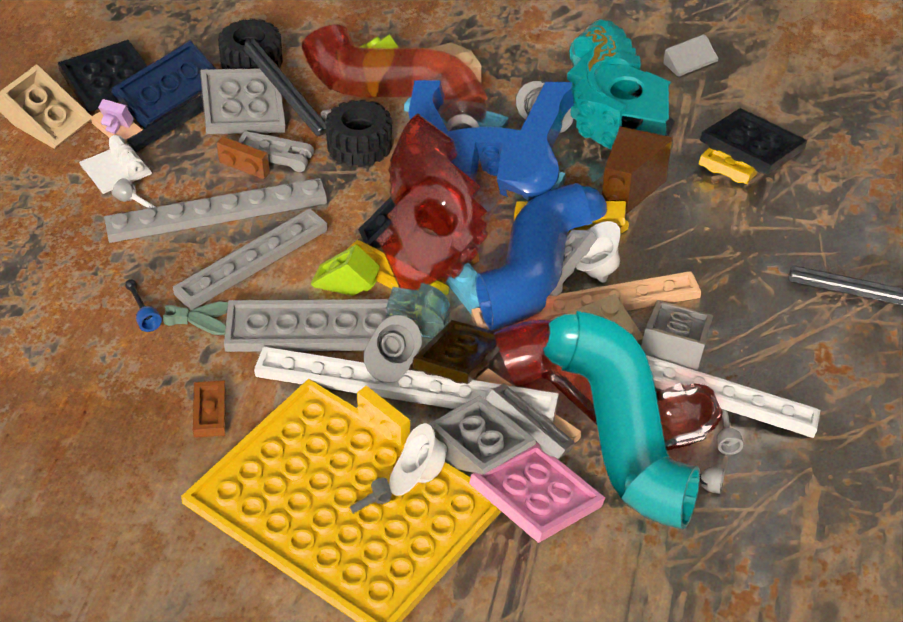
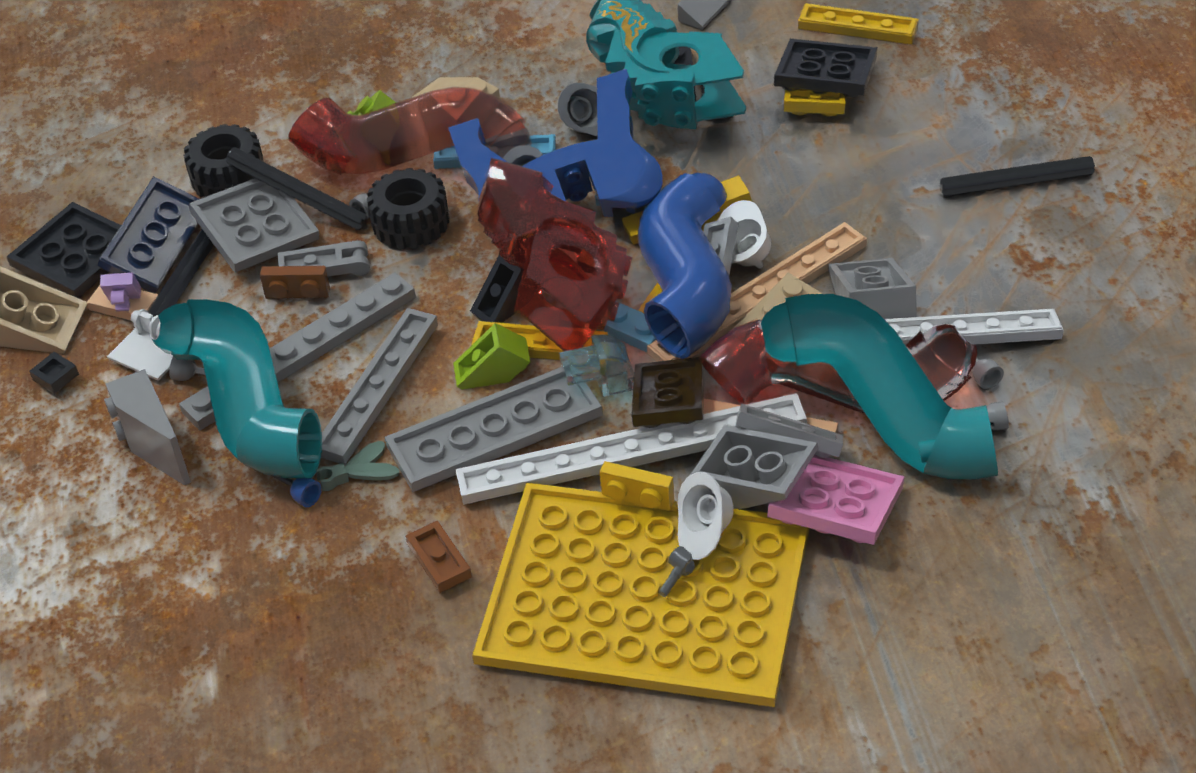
camera: 20 degrees left, 0 degrees up
(35, 159) = (54, 372): none -> black plate
(67, 220) = (145, 424): none -> light grey slope
(142, 231) = (243, 387): none -> teal animal
(392, 348) = (602, 414): light grey piece -> none
(636, 166) = (726, 133): reddish brown slope -> none
(807, 116) = (858, 23): none -> yellow tile

